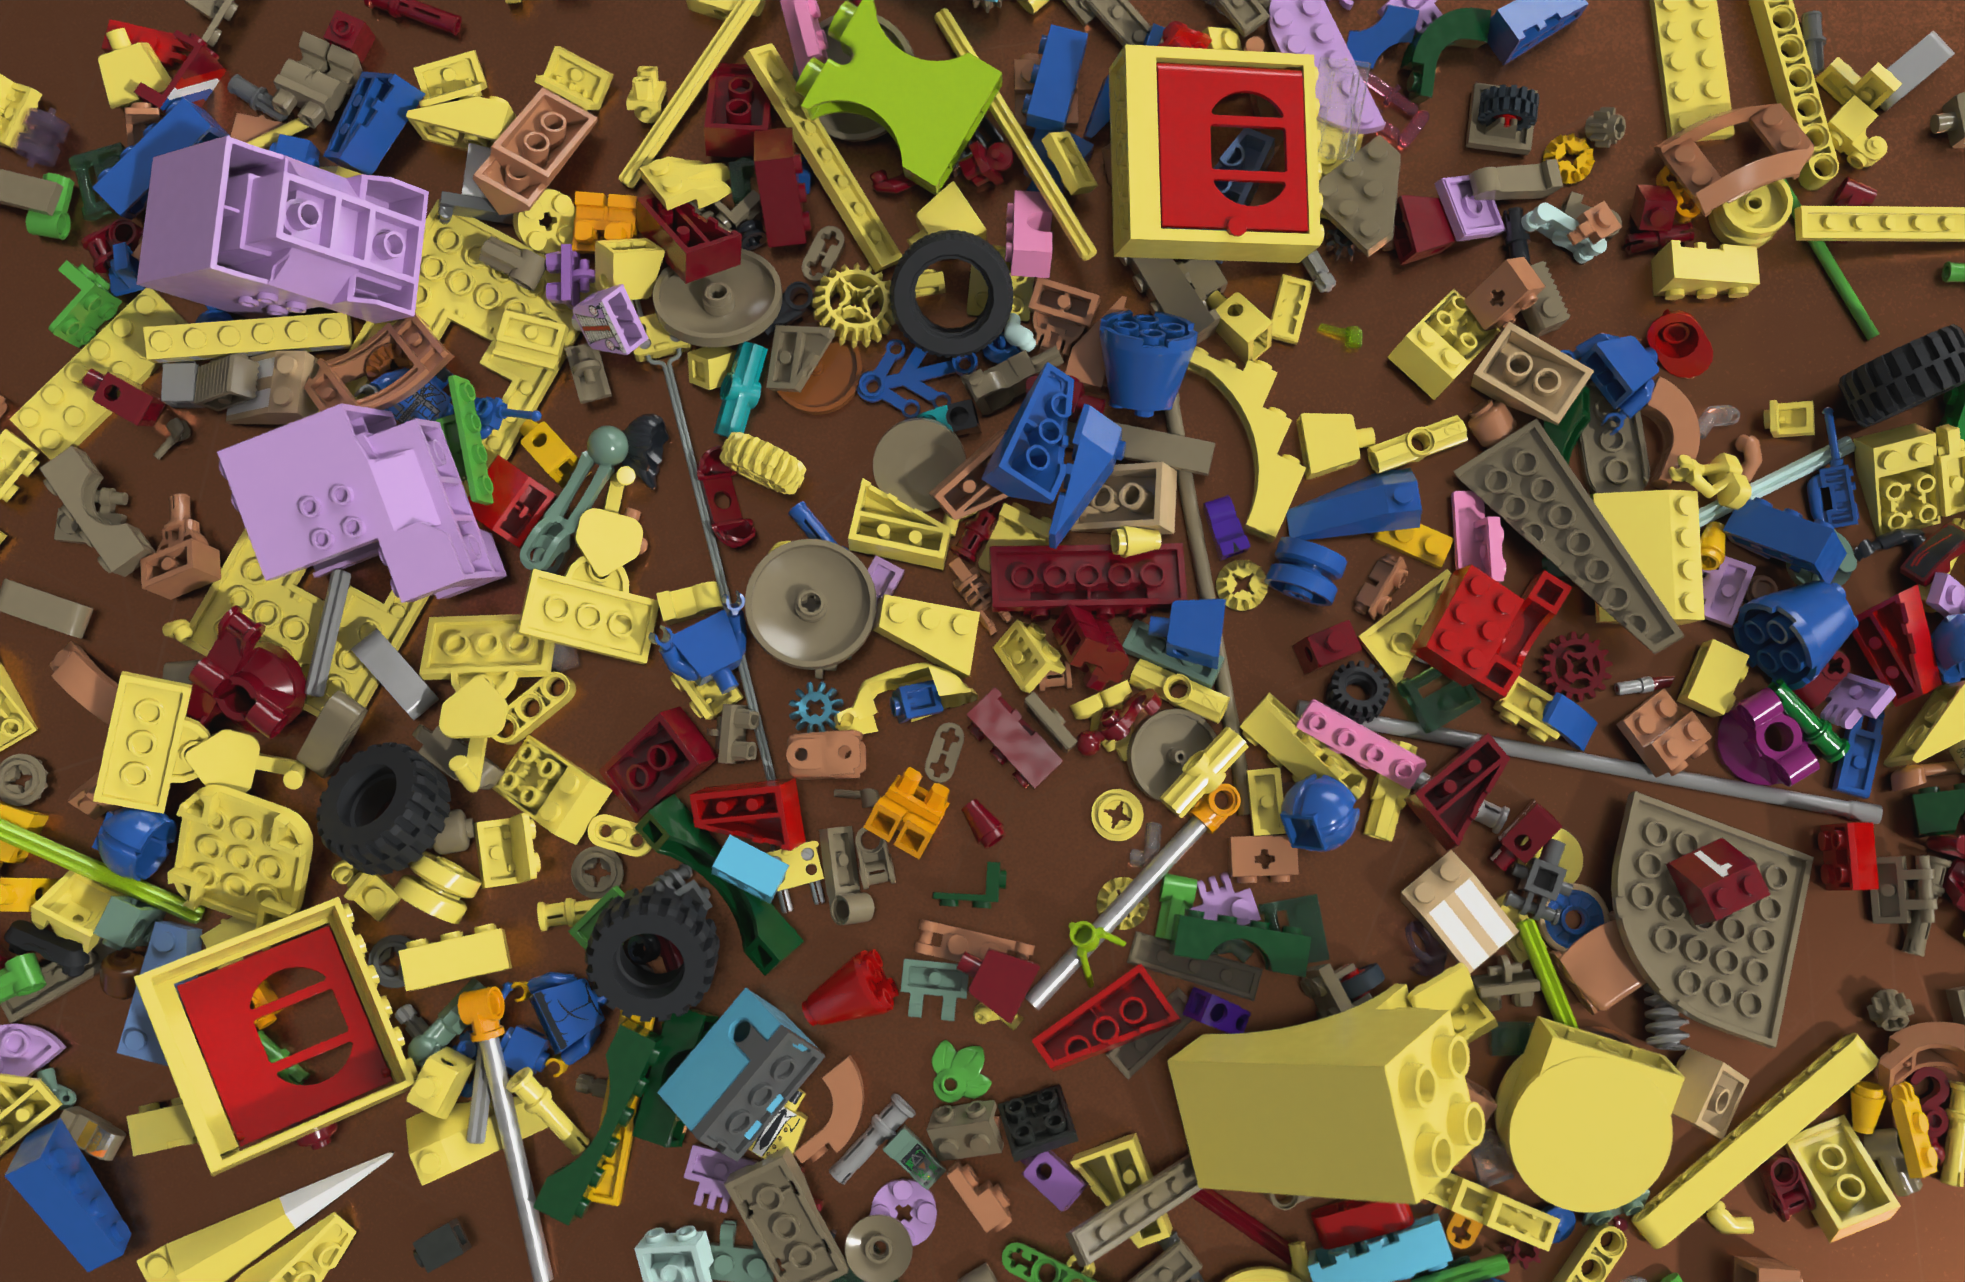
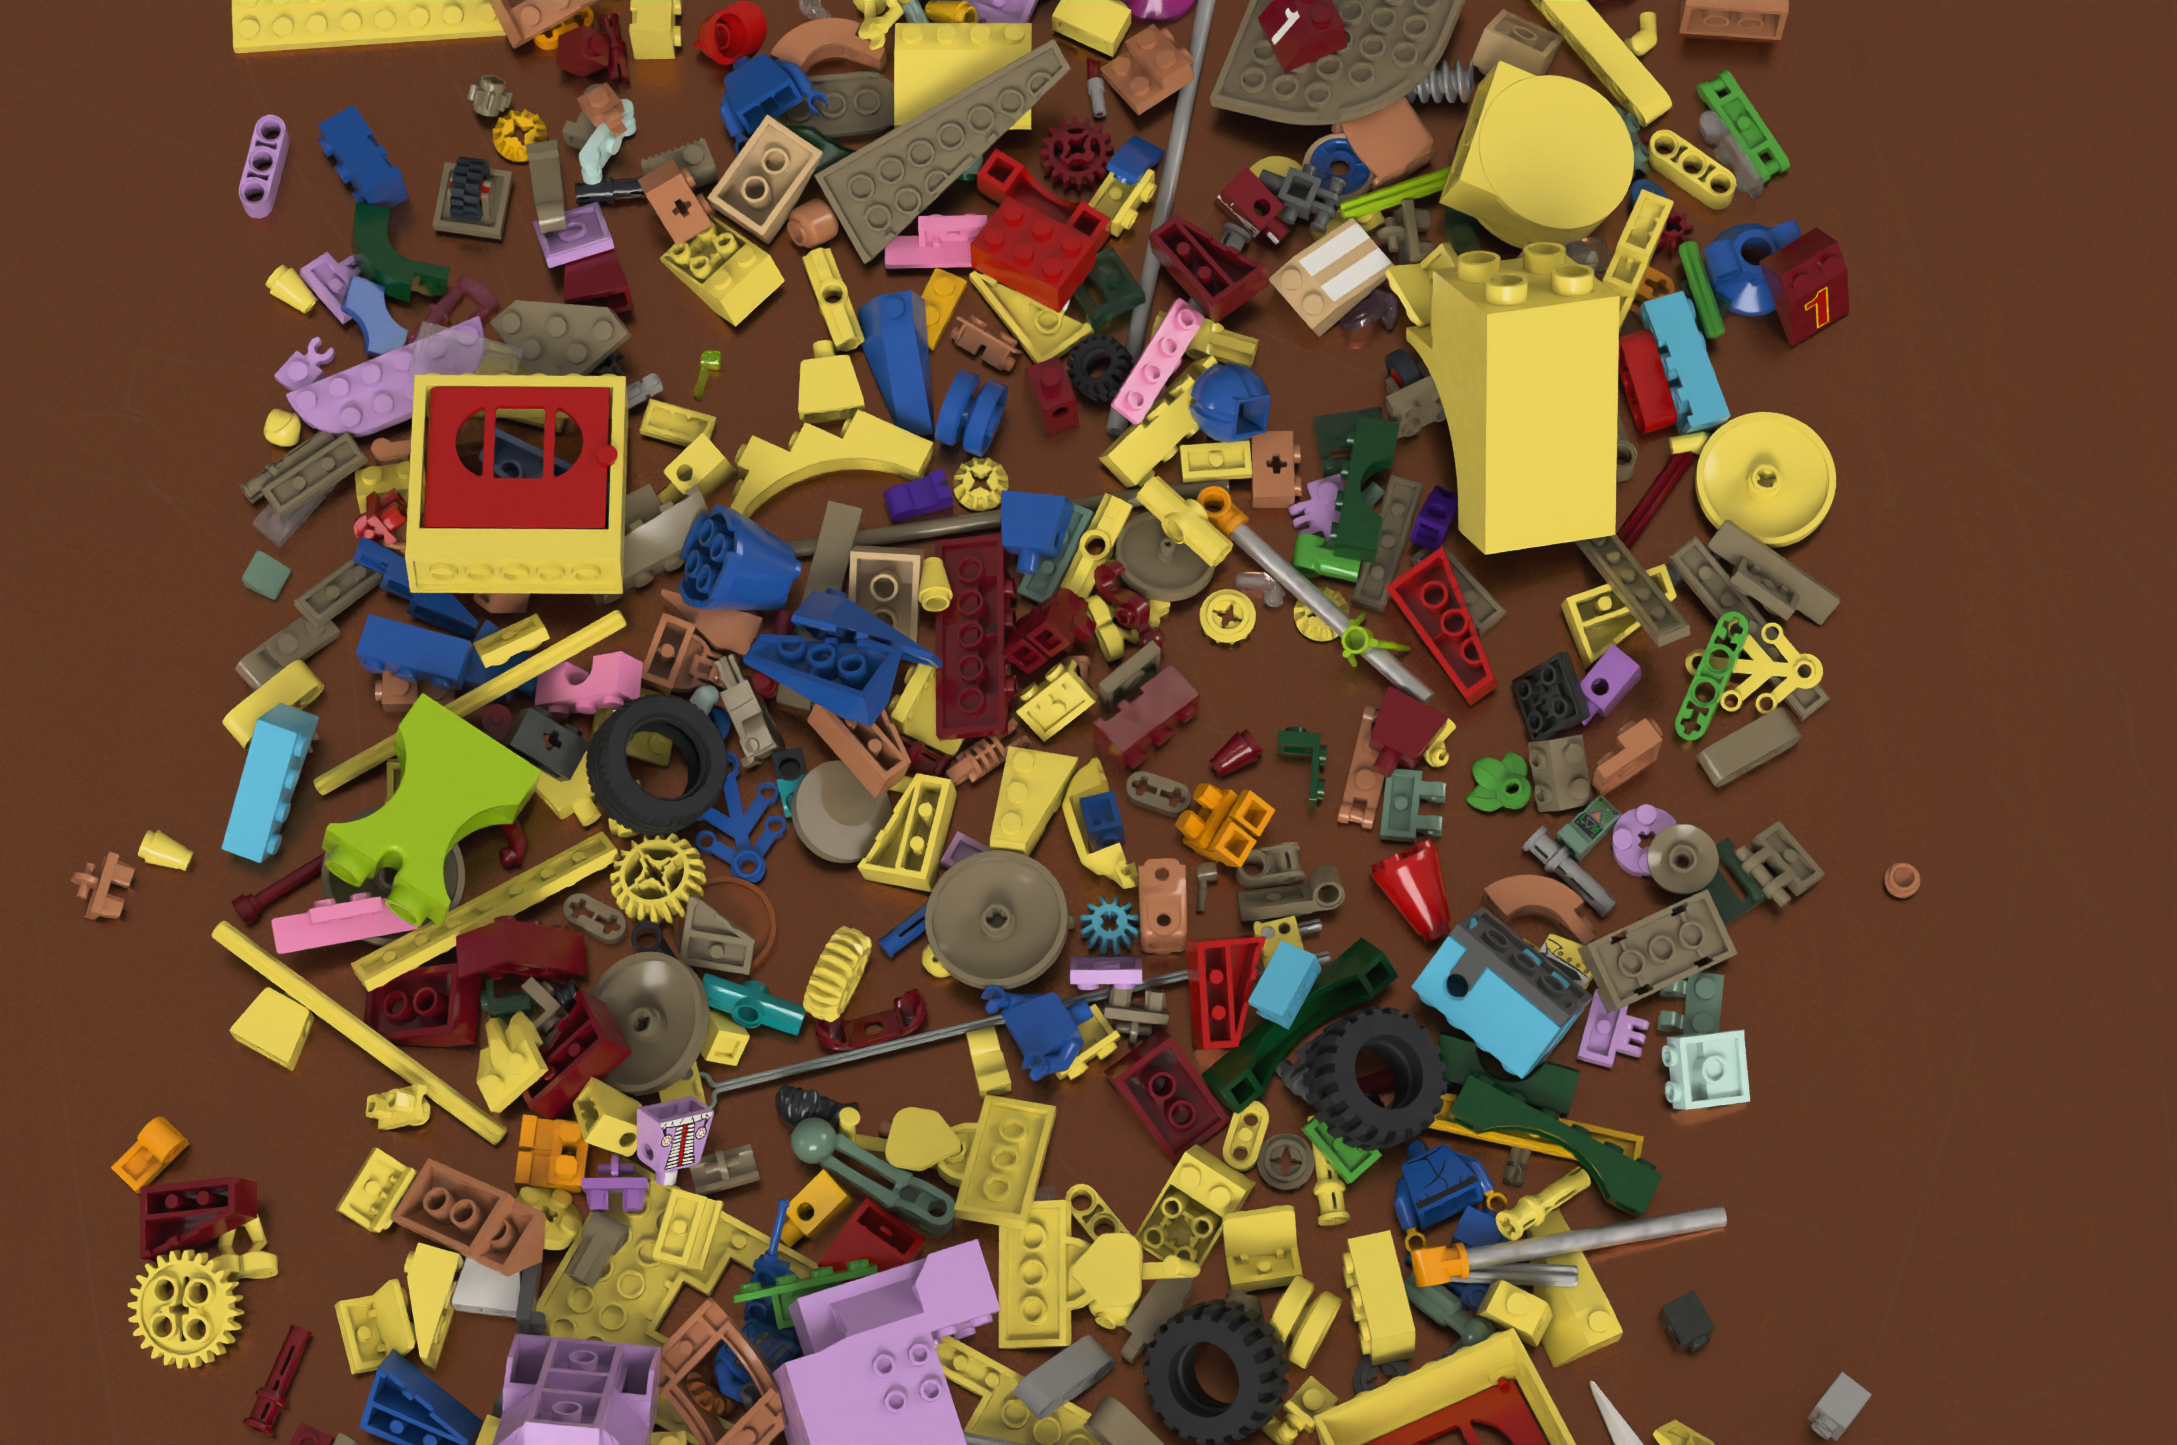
camera: 90 degrees left, 10 degrees down
(768, 704) = (1096, 970): none -> lavender plate
(955, 206) = (527, 742): none -> pearl dark grey brick

